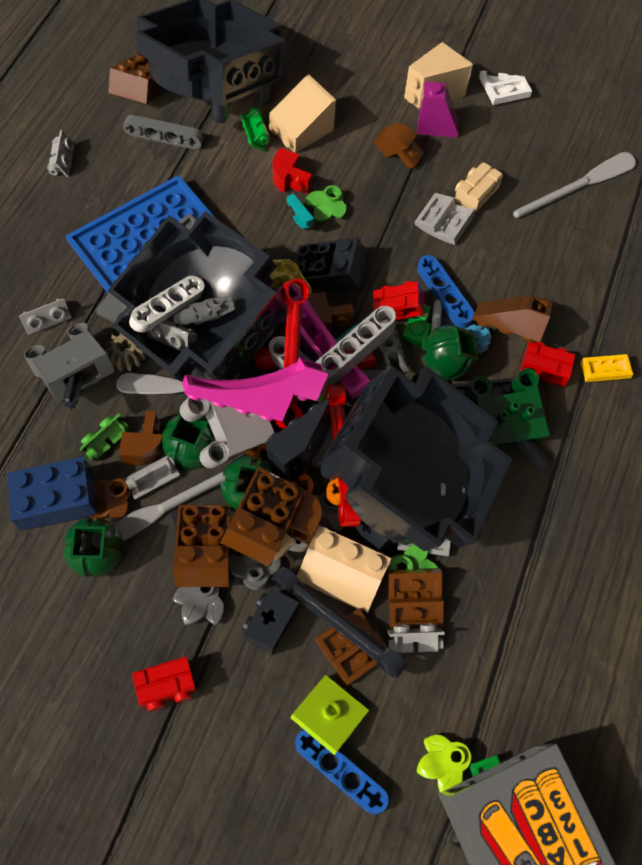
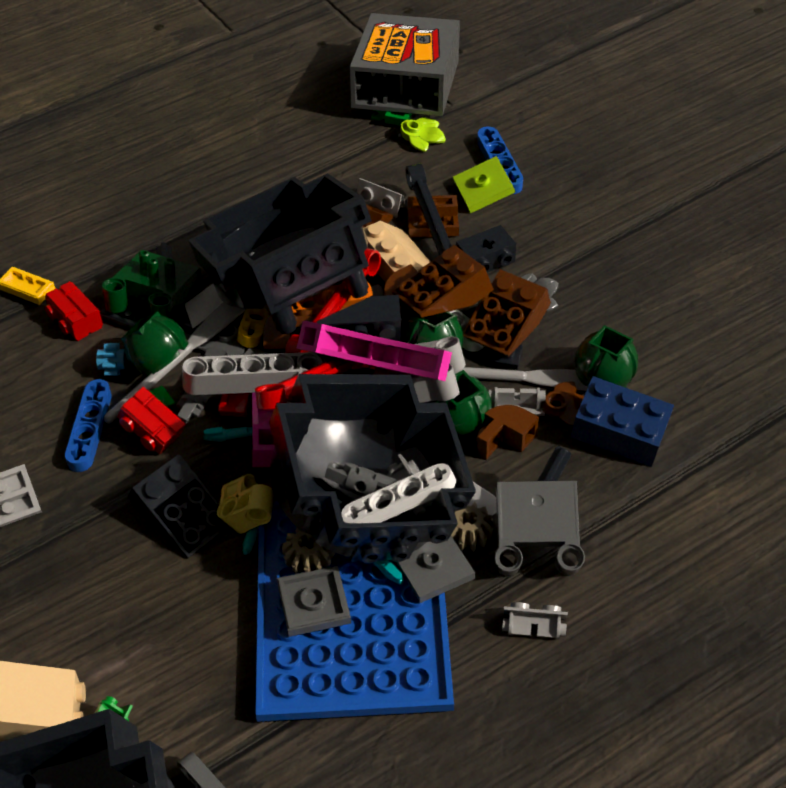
camera: 140 degrees left, 15 degrees down
(96, 442) = (533, 461): bright green hinge -> none
(164, 683) = (599, 254): red brick -> none
(287, 172) = (123, 650): red brick -> none
(302, 217) = (156, 578): teal tile -> none
(326, 203) = (114, 584): bright green plate -> none
(331, 316) = (232, 455): reddish brown brick -> none
(516, 315) = (57, 350): reddish brown slope -> none

